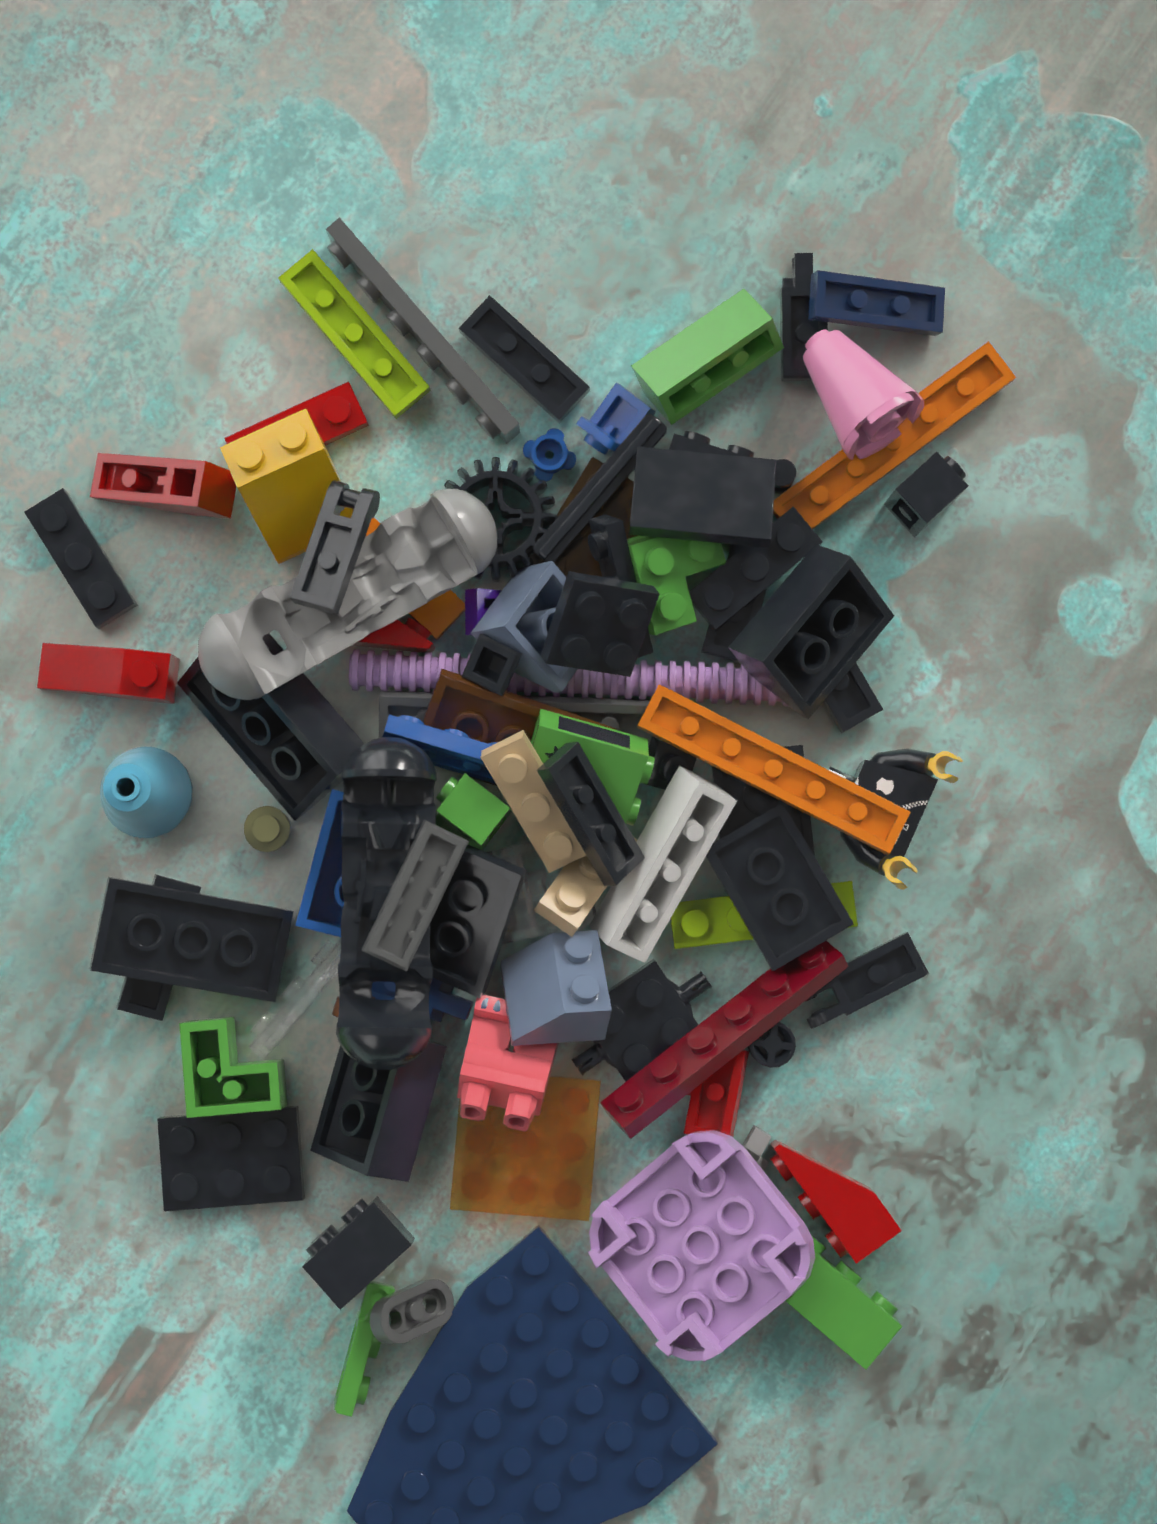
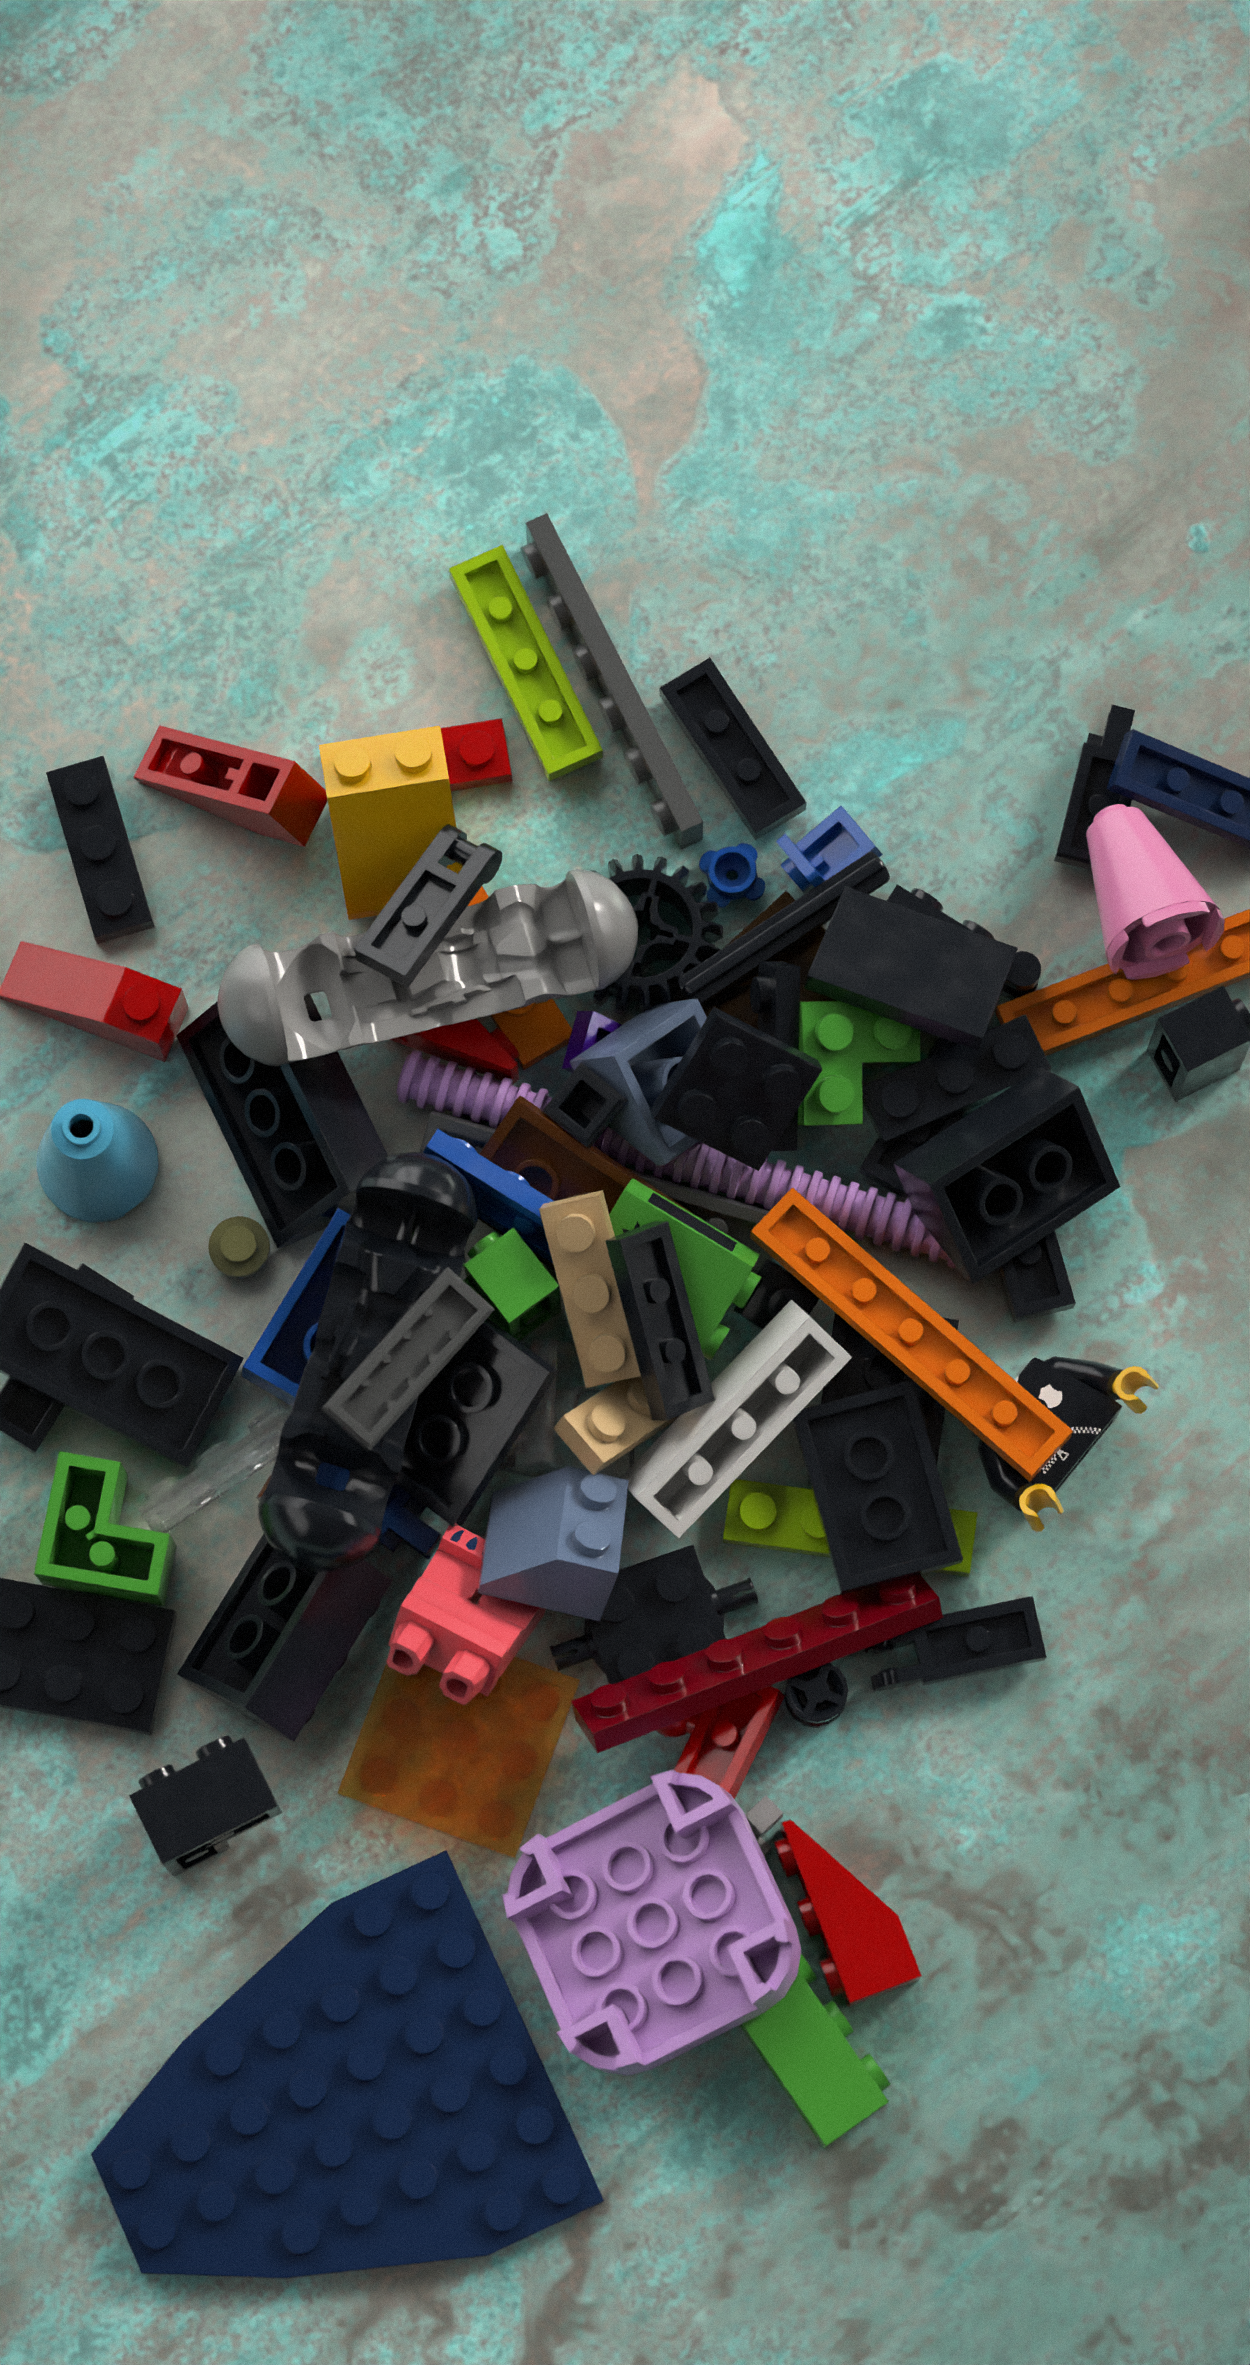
camera: 15 degrees right, 10 degrees down
(363, 1344) = (177, 1939): bright green hinge -> none
(408, 1313) = (246, 1909): dark grey plate -> none
(708, 356) = (966, 802): bright green brick -> none

